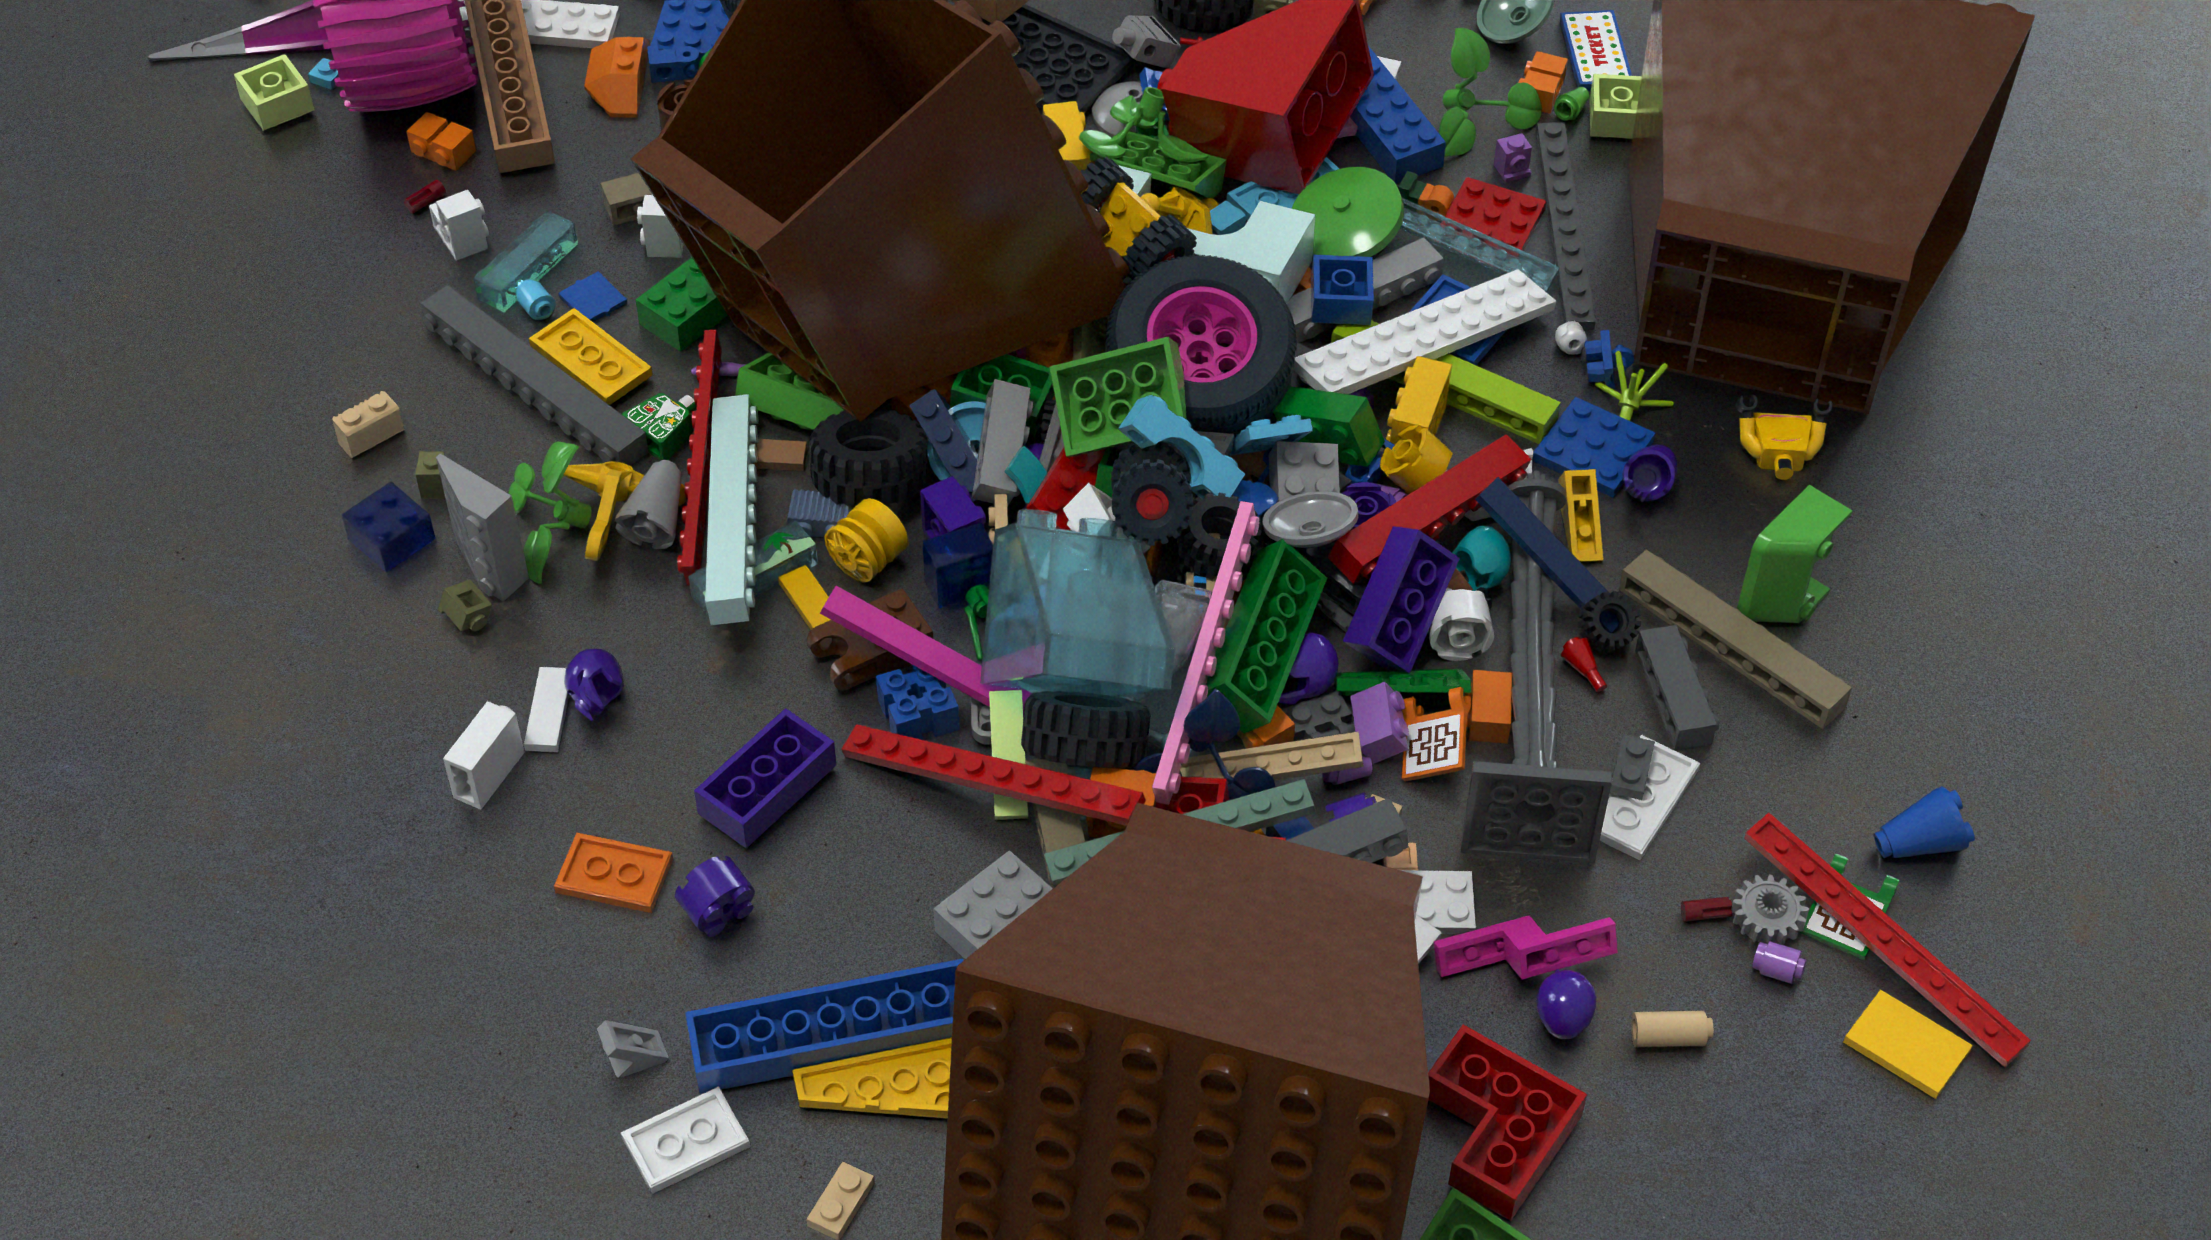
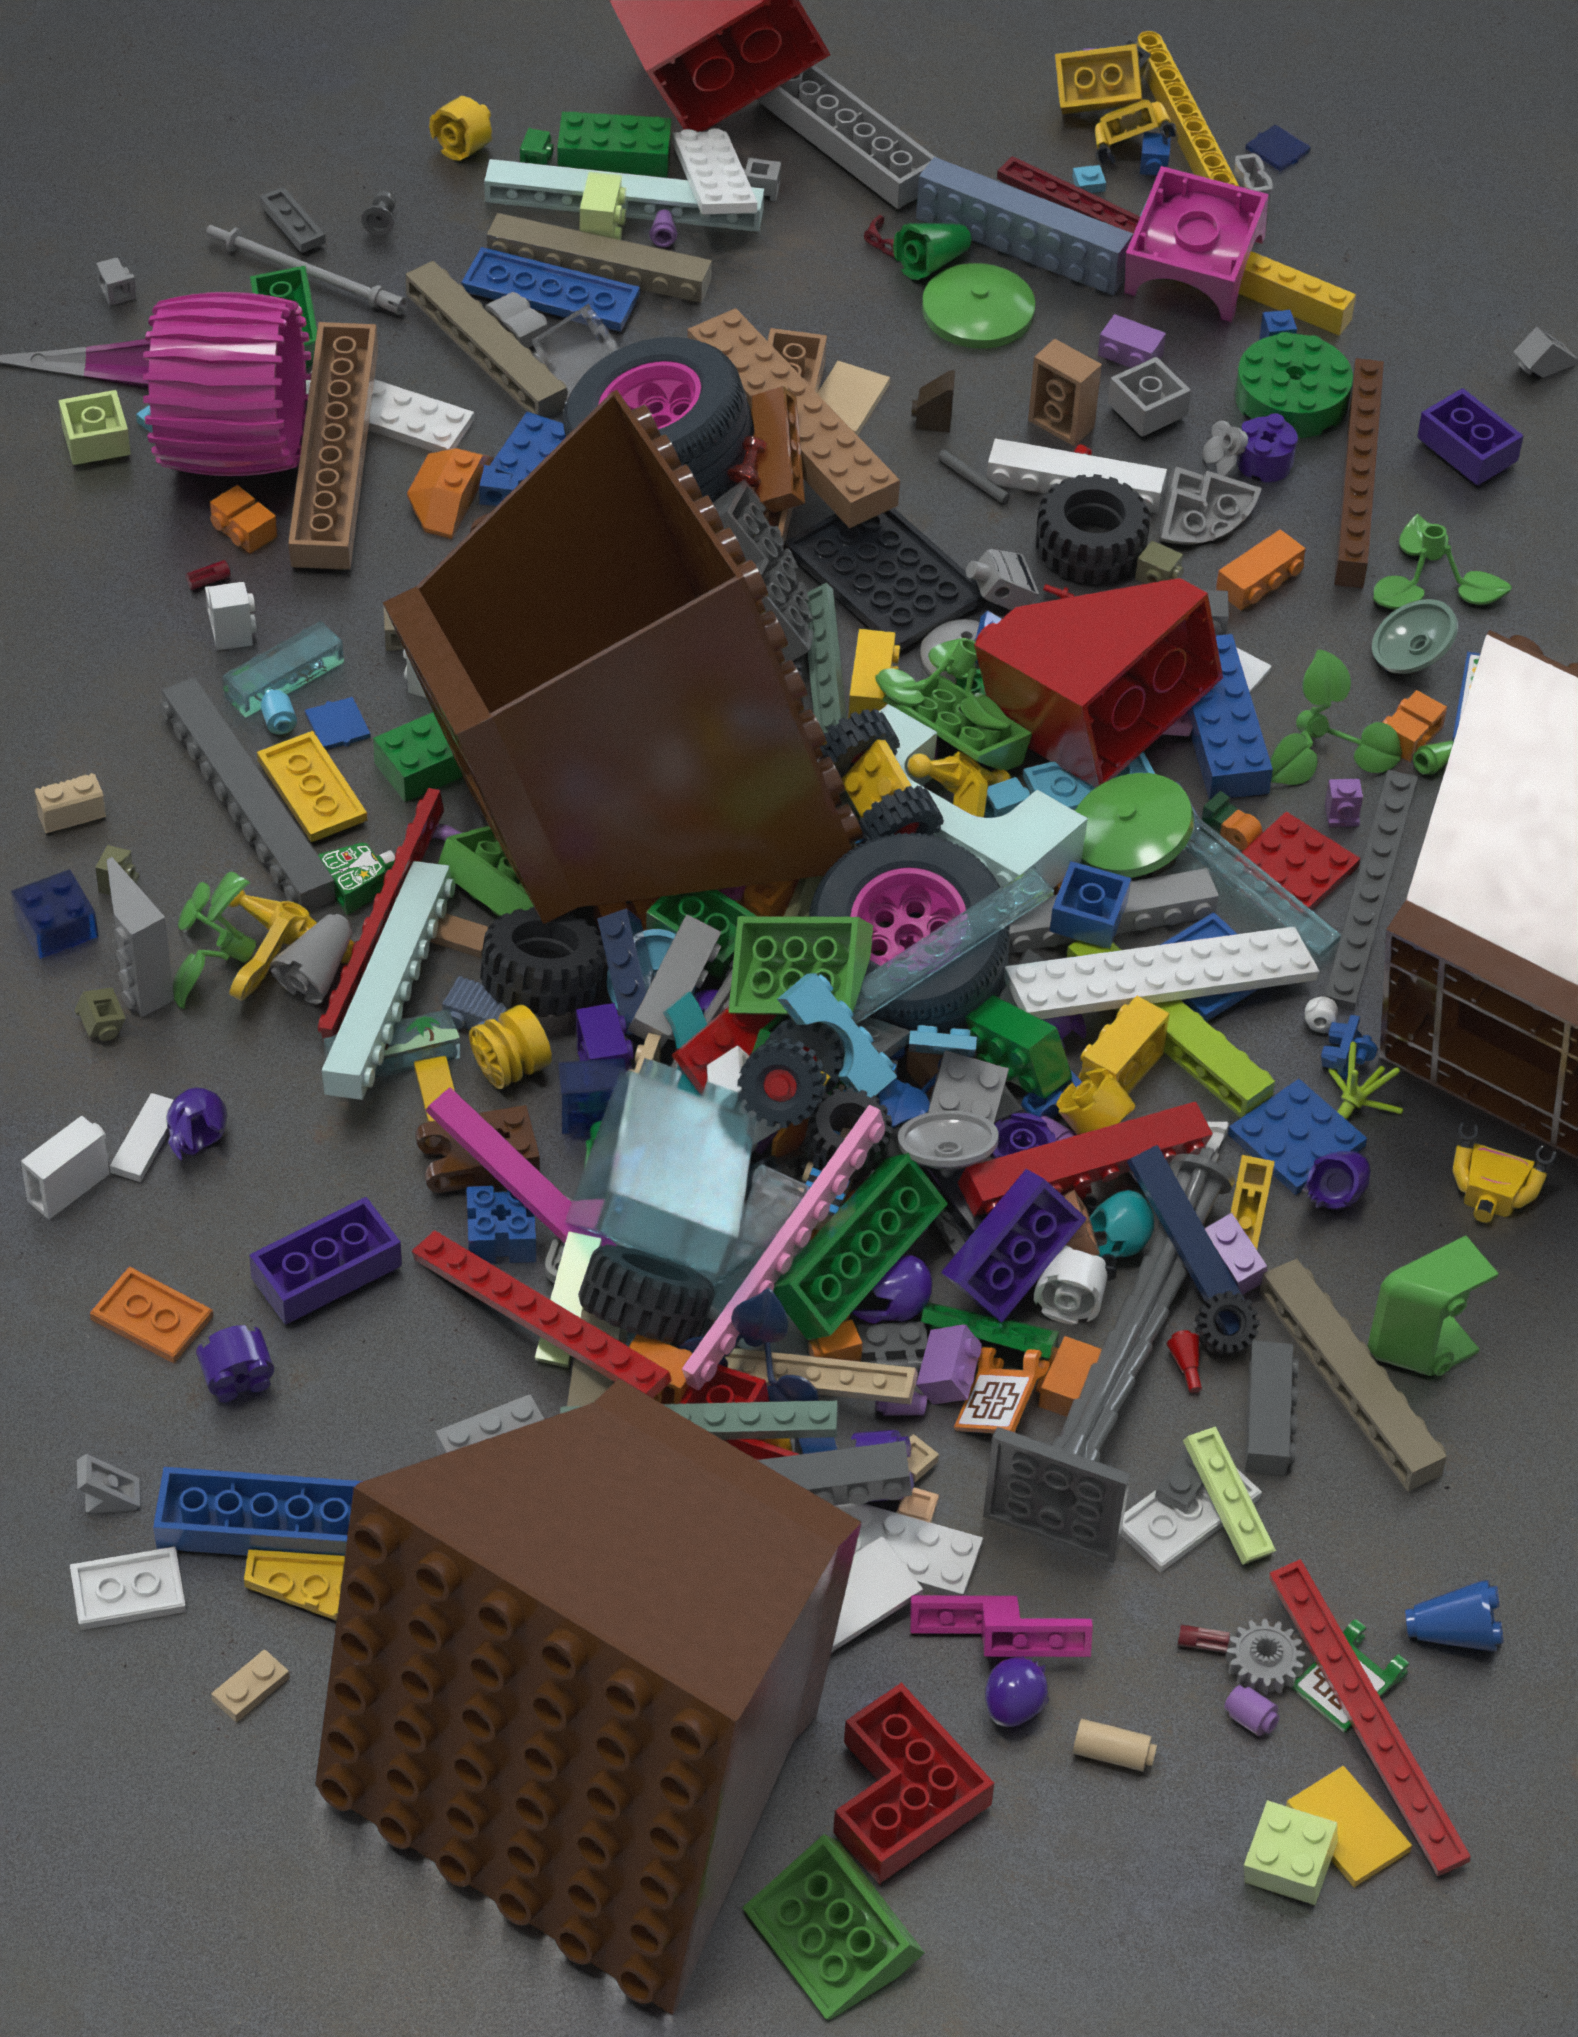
camera: 15 degrees right, 0 degrees up
(1251, 340) = (950, 941): none -> clear light blue plate
(1595, 556) = (1237, 1253): none -> brick
(1677, 773) = (1229, 1495): none -> yellowish green tile
(1874, 1082) = (1291, 1852): none -> yellowish green brick

